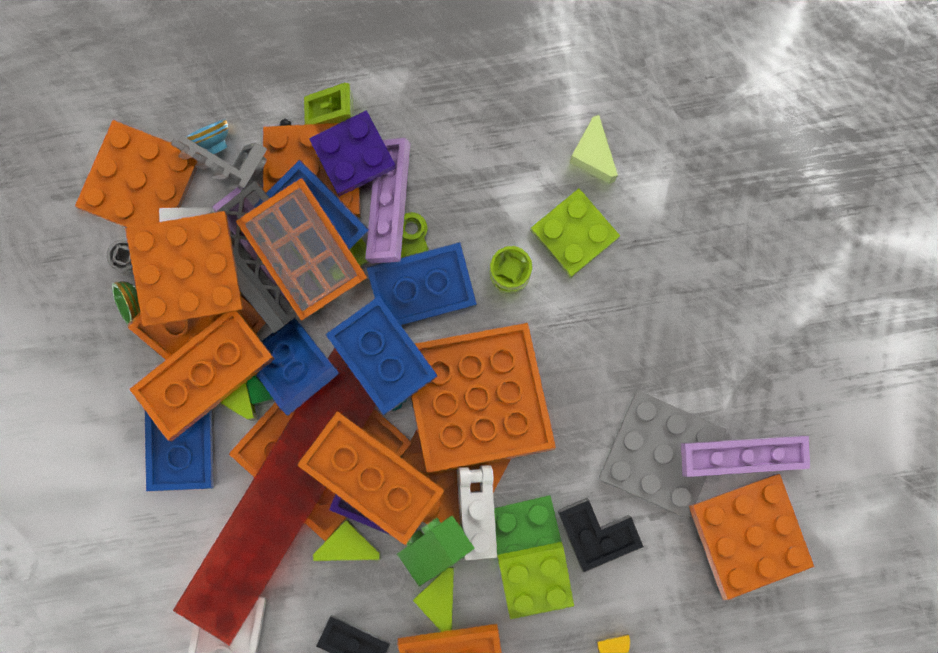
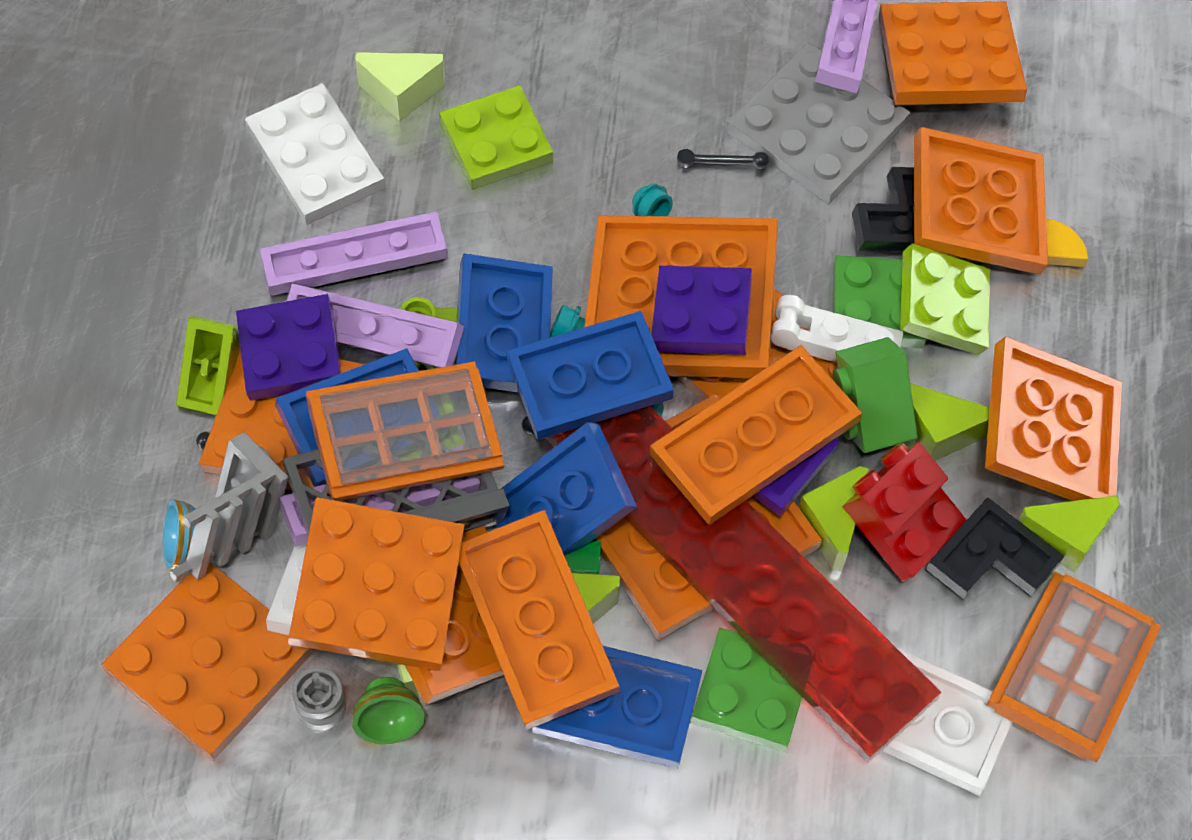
camera: 75 degrees left, 20 degrees down
(204, 517) = (745, 695): none -> bright green plate
(358, 591) = (905, 509): none -> red plate
(436, 328) = (567, 321): none -> teal plate
(447, 169) = (354, 253): none -> lavender plate
(460, 415) = (702, 309): none -> dark purple plate
(510, 269) = (521, 211): lime wheel -> none
(521, 115) = (314, 153): none -> white plate
(551, 356) = (652, 201): none -> teal plate
(602, 370) = (687, 158): none -> black hinge
(623, 586) = (980, 201): none -> orange plate

